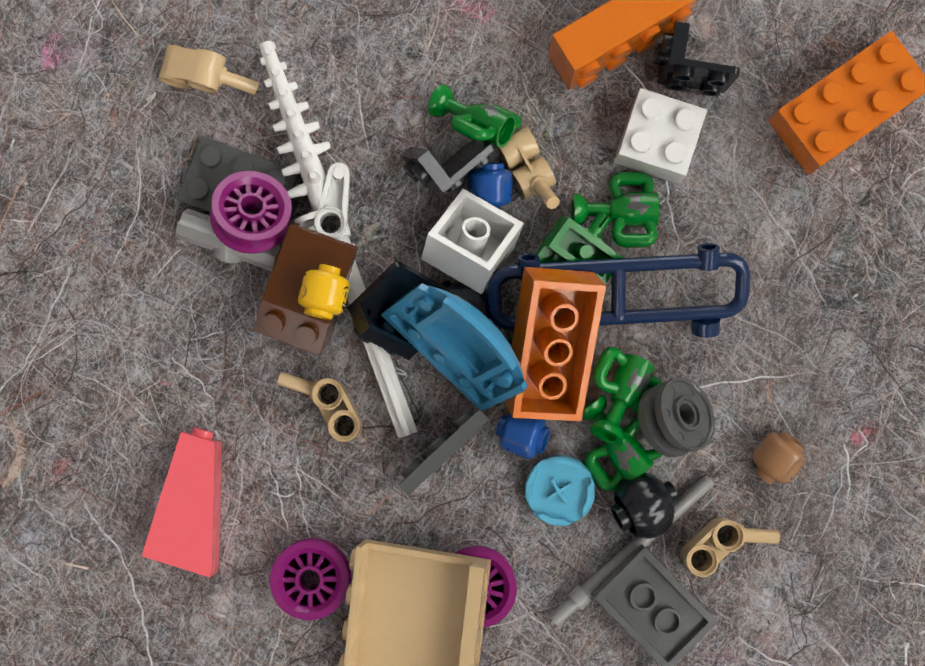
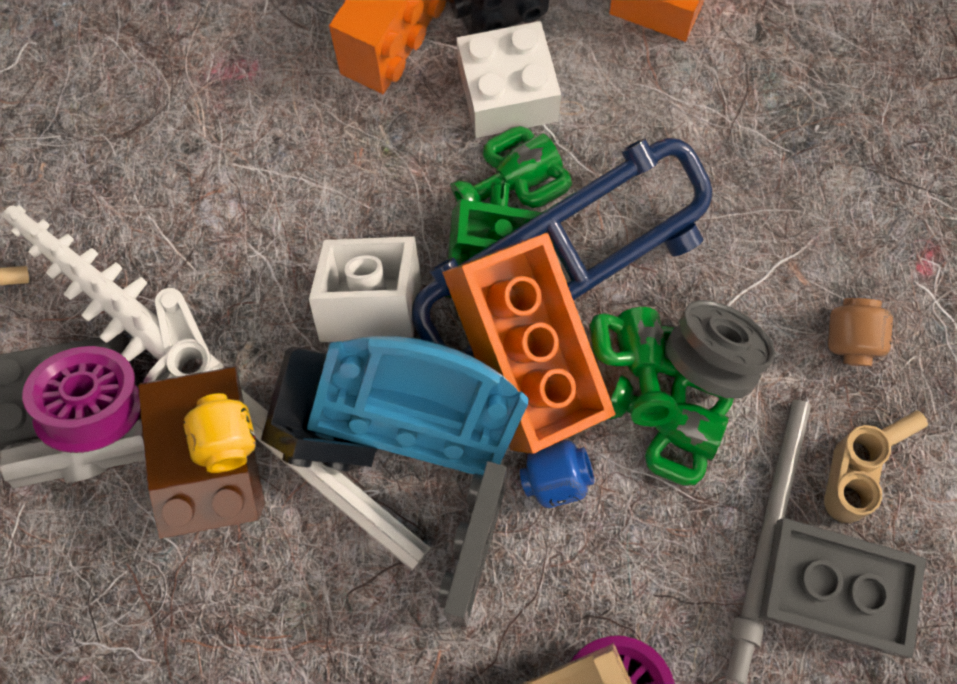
camera: 30 degrees left, 15 degrees down
(331, 412) = (311, 585): tan beam -> none
(449, 176) = (276, 242): black bracket -> none
(475, 121) = (305, 160): green piece -> none
(492, 184) = (353, 219): blue head -> none
(529, 172) = (391, 195): tan beam -> none
(560, 490) = (641, 516): medium azure tile -> none
(644, 505) = (749, 474): black plant -> none

